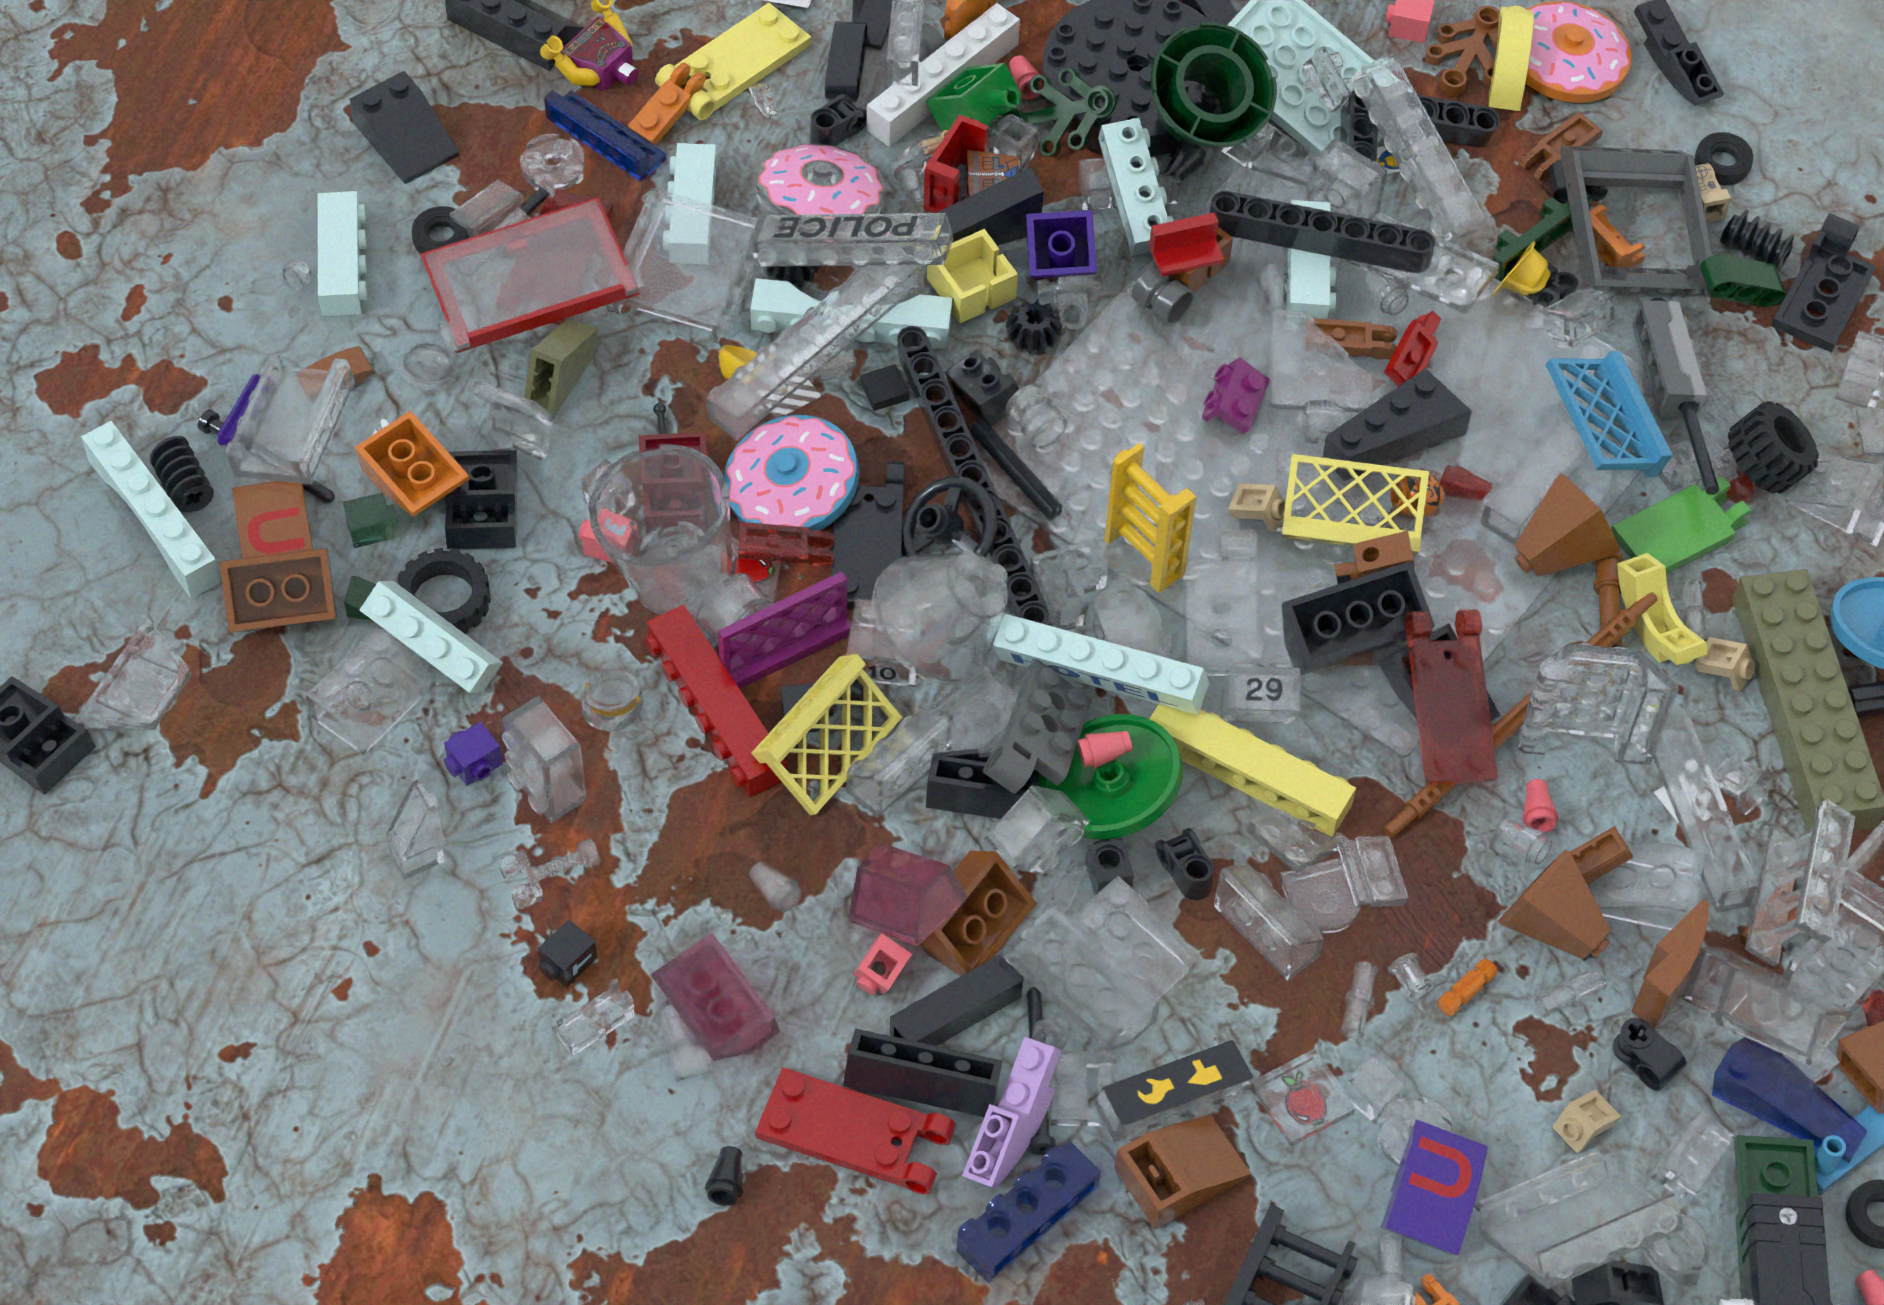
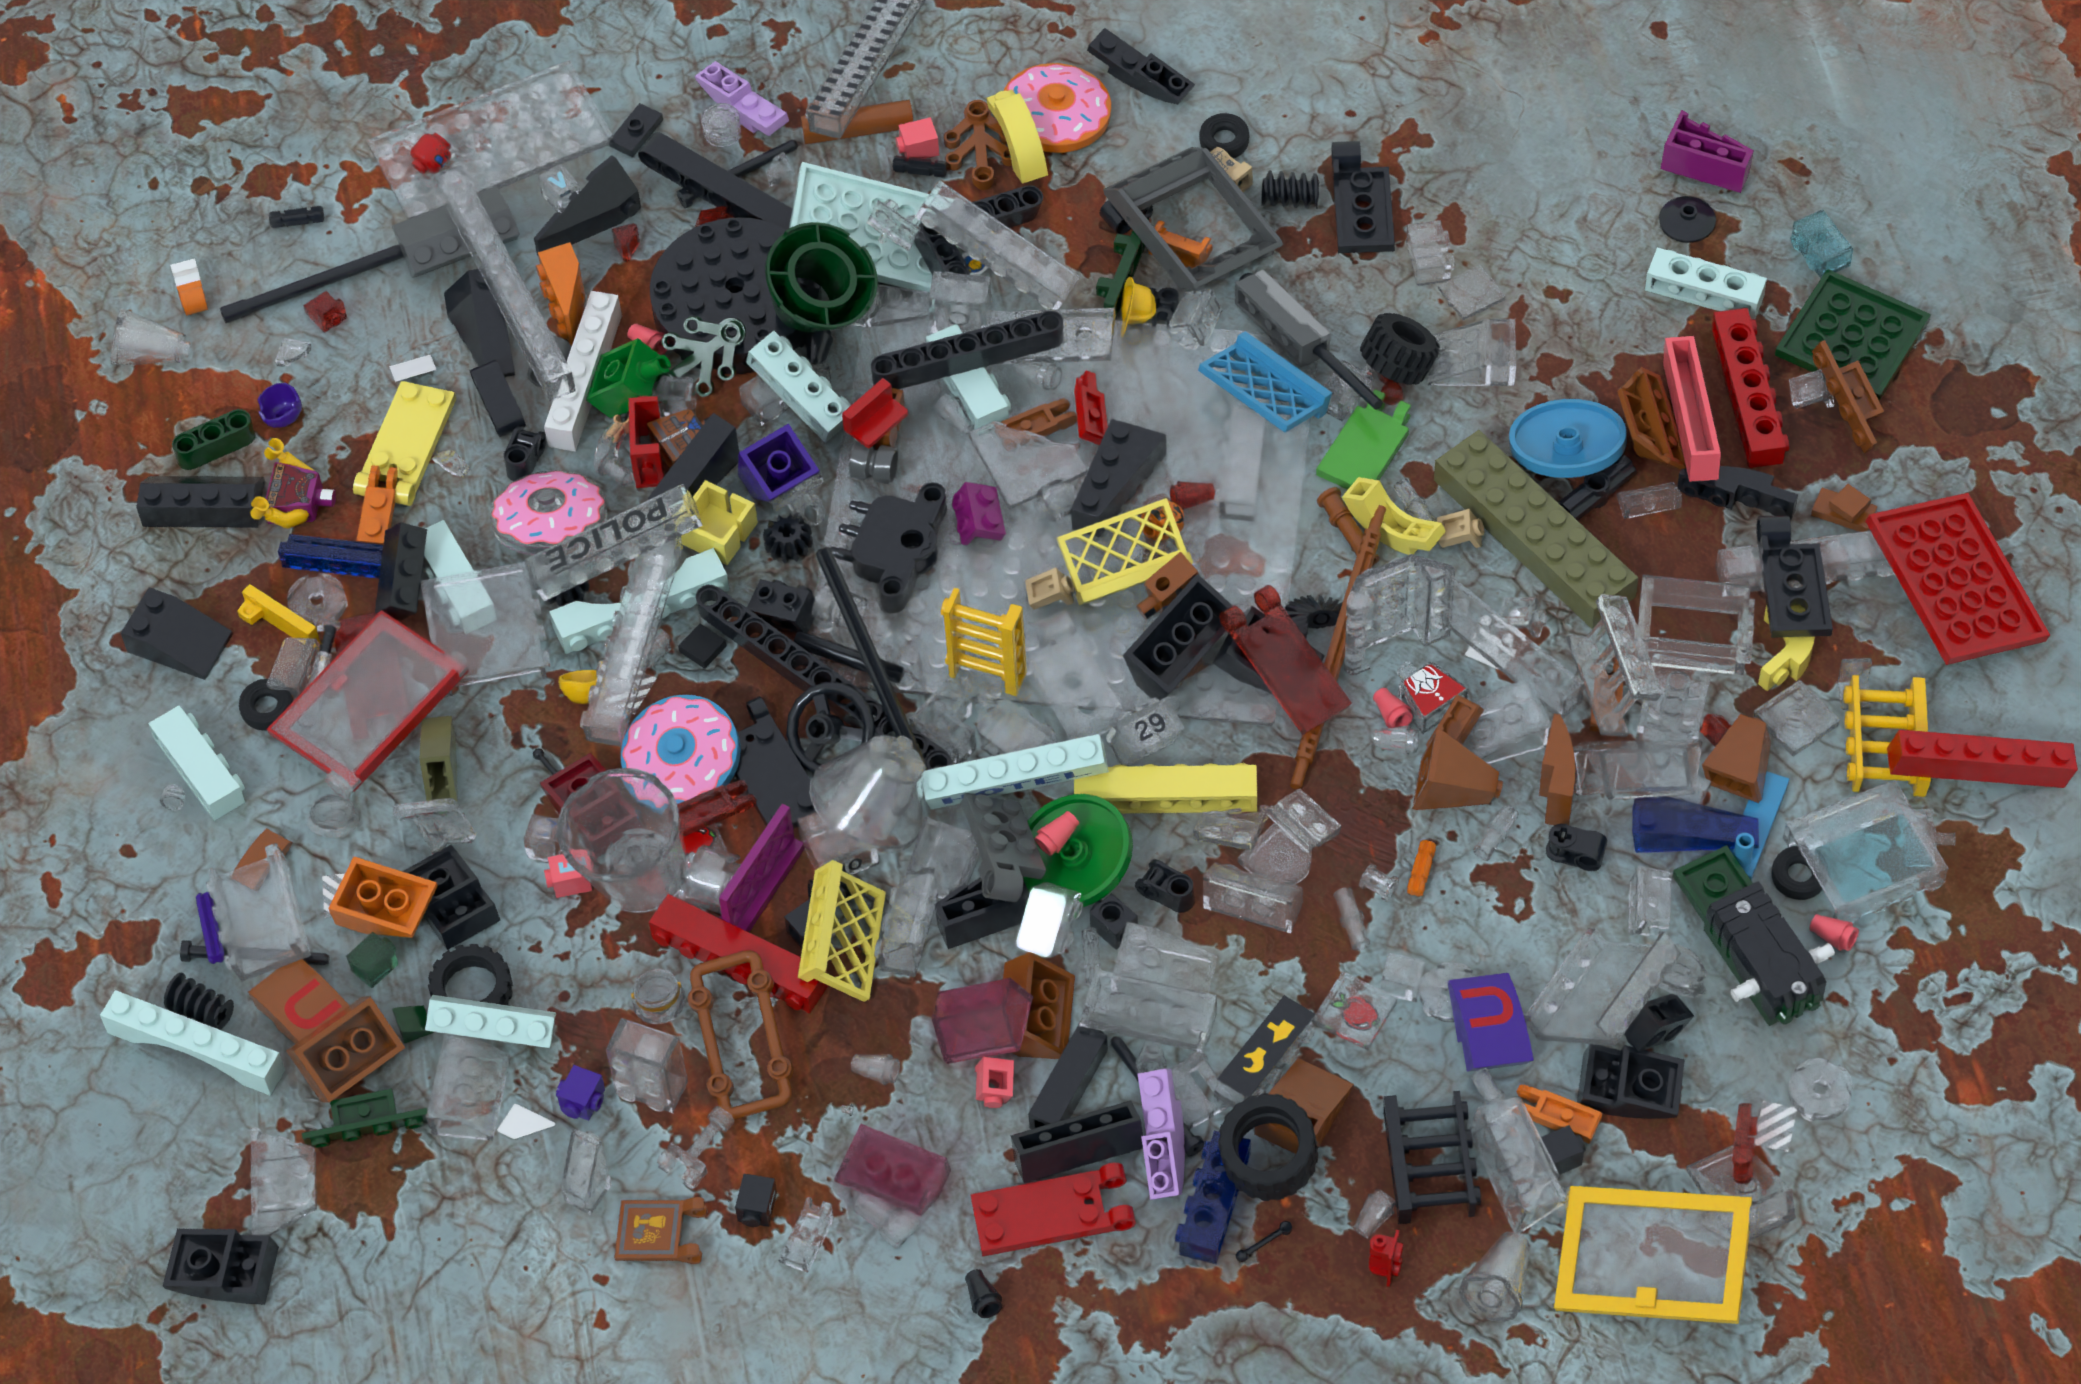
camera: 25 degrees left, 0 degrees up
(255, 662) = (364, 1115): none -> dark green bracket
(403, 753) = (523, 1122): none -> white sticker
(451, 927) = (654, 1228): none -> dark orange flag
(495, 139) = (259, 605): none -> yellow hinge
(641, 170) = (401, 570): none -> black brick
(676, 833) = (702, 1001): none -> dark orange bar
(1029, 477) = (866, 647): none -> black axle
(1083, 1286) = (1285, 1228): none -> black hinge
(1091, 1146) = (1266, 1110): none -> black tyre
(1122, 375) = (883, 540): none -> black piece
(1397, 43) = (919, 166): none -> black axle
(1510, 665) = (1309, 613): none -> black hair
(1564, 532) = (1289, 492): dark orange slope -> none
(1573, 132) = (1100, 175): dark orange hinge -> none
(1585, 1119) = (1561, 918): tan bracket -> none
(1586, 809) = (1428, 693): none -> torso
(1742, 280) = (1299, 228): dark green beam -> none

